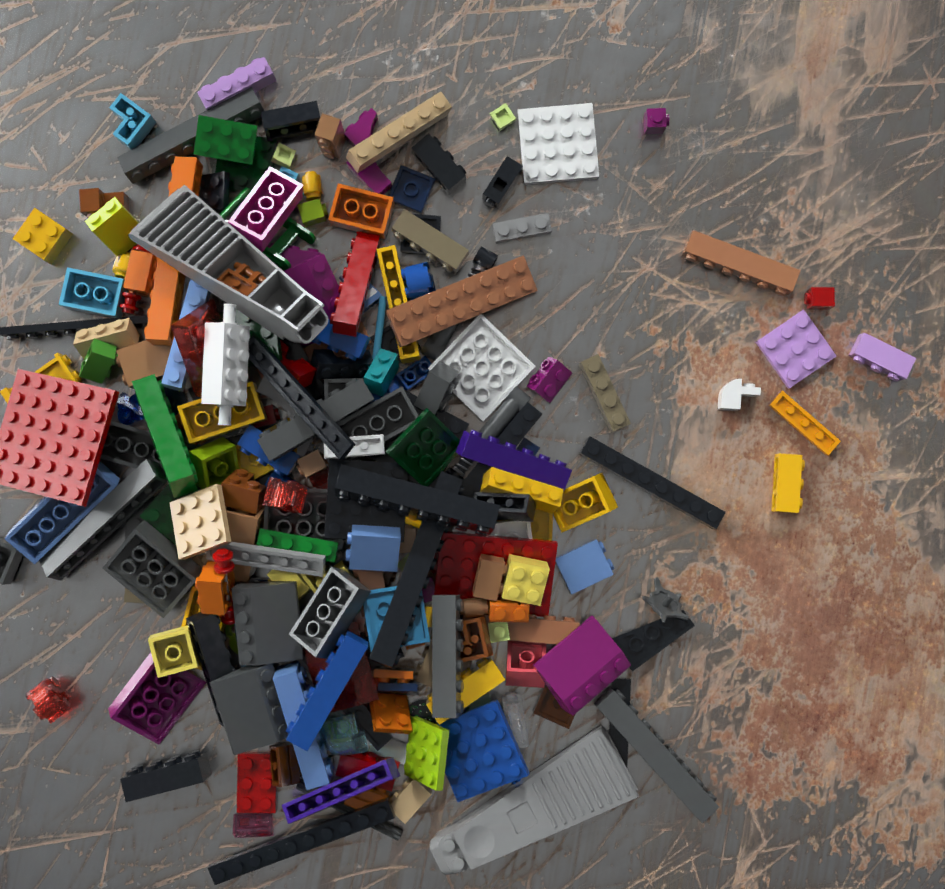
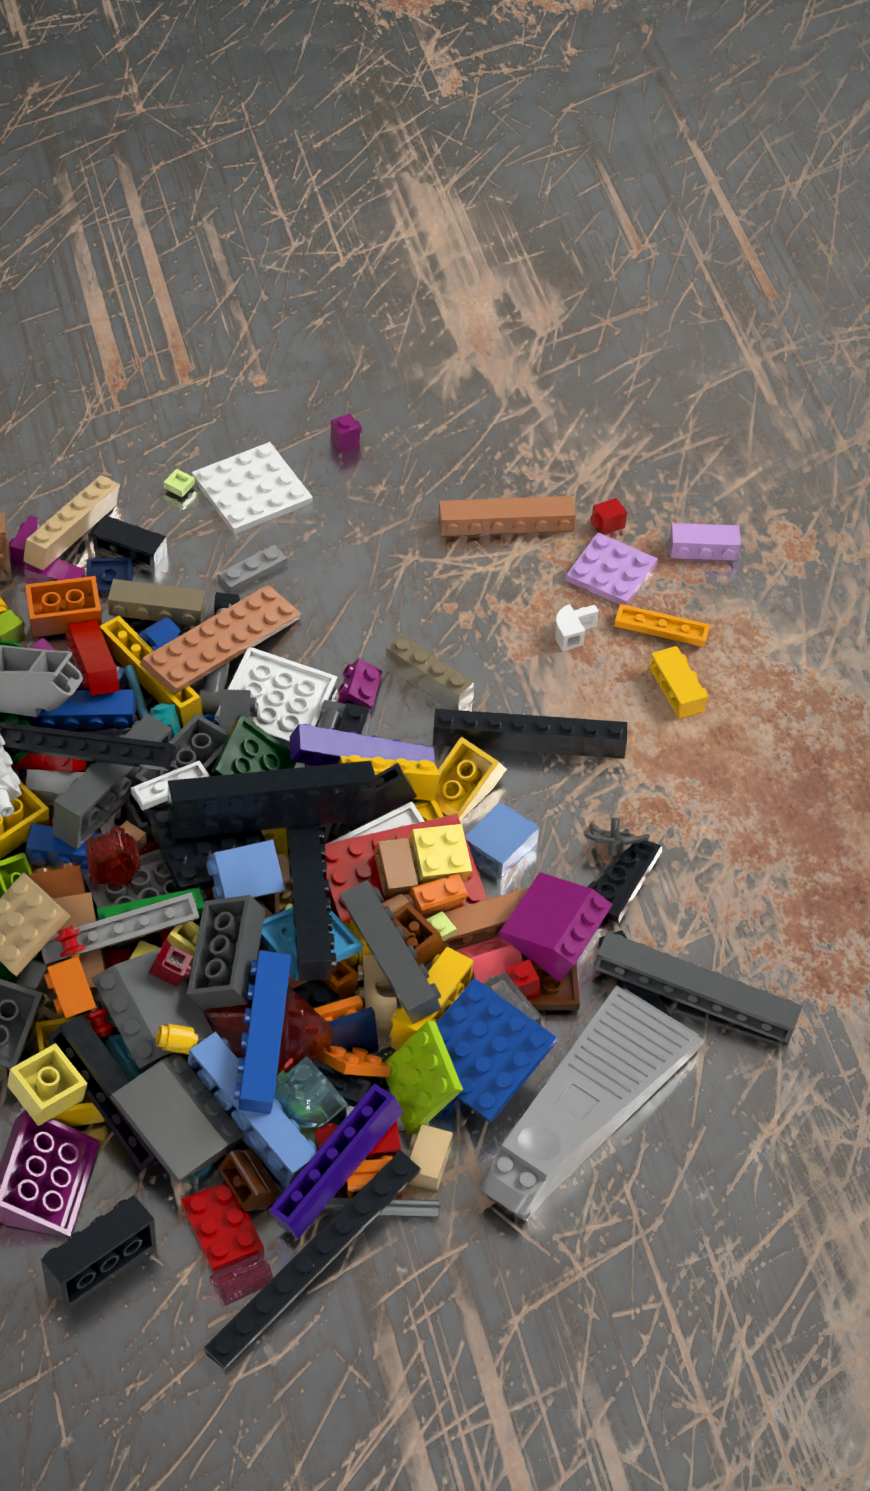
camera: 30 degrees left, 35 degrees down
(269, 662) = (176, 1038): none -> yellow brick
(289, 604) = (171, 964): none -> dark red window
(502, 182) = (209, 534): black brick -> none
(535, 701) = (525, 978): none -> red brick

